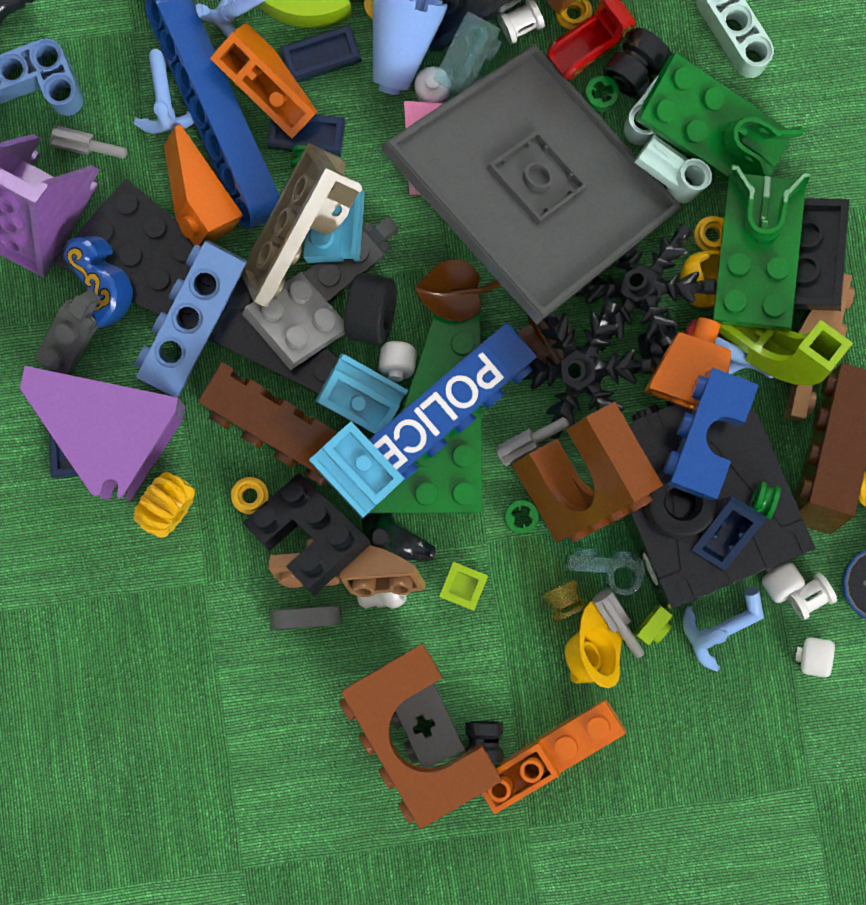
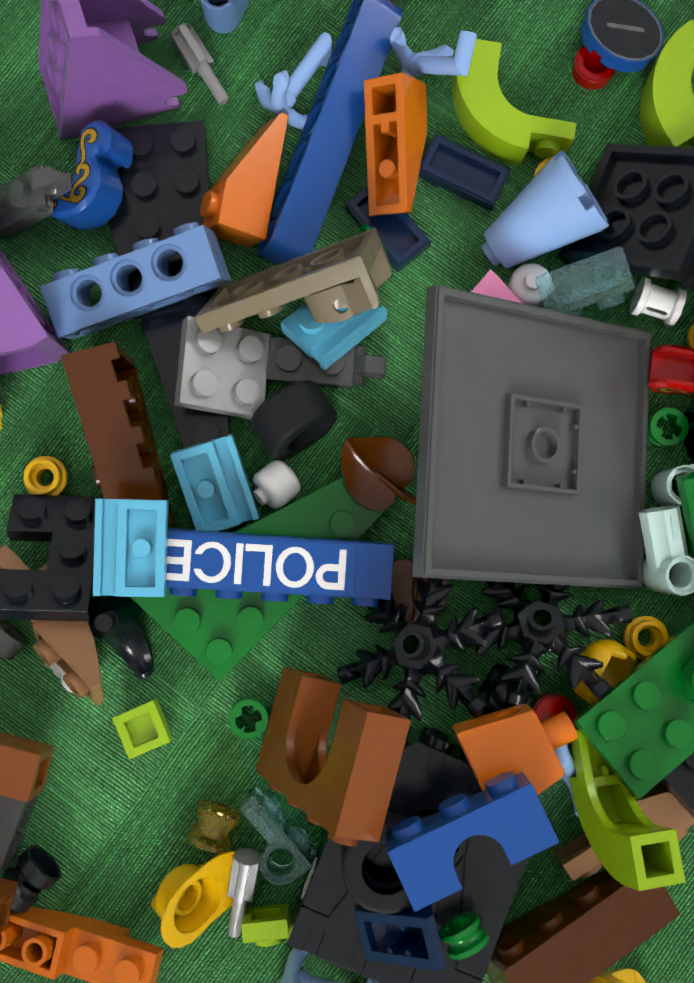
camera: 45 degrees right, 0 degrees up
(527, 442) = (315, 661): light grey axle -> none

